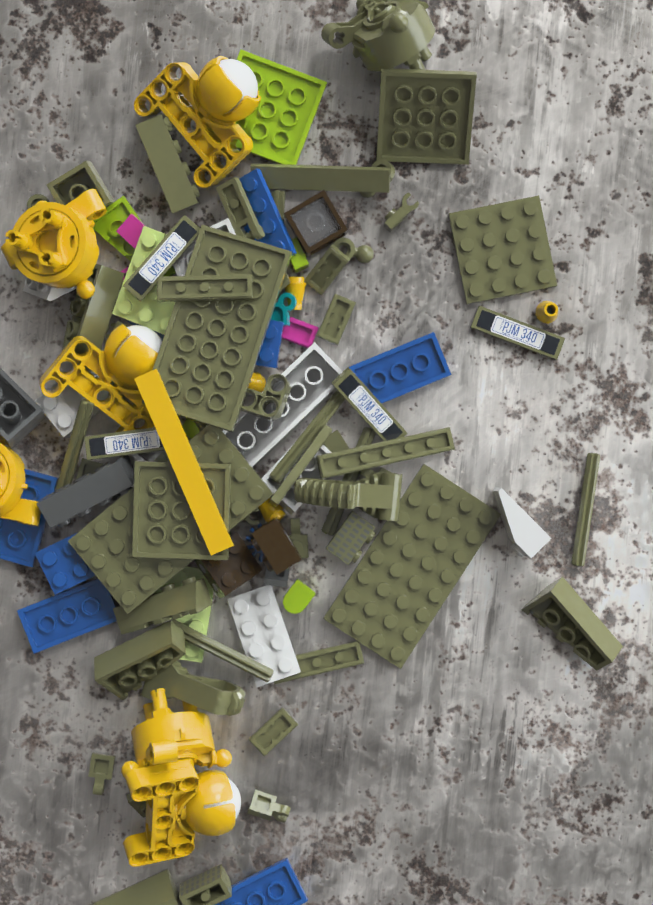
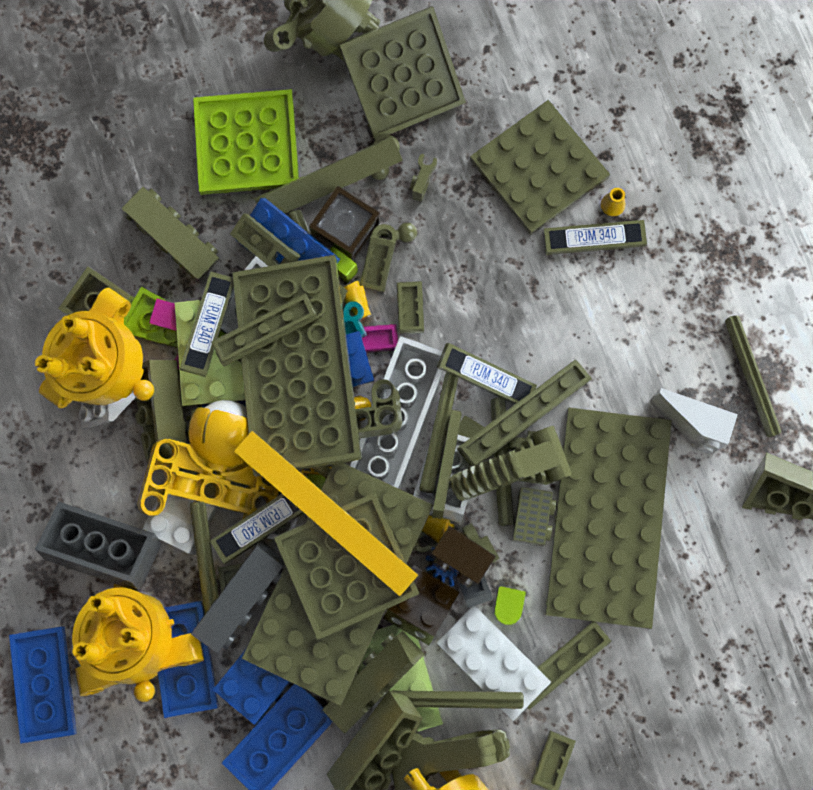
camera: 25 degrees left, 10 degrees down
(215, 101) = (192, 147): yellow beam -> none
(403, 368) = (502, 322): blue plate -> none

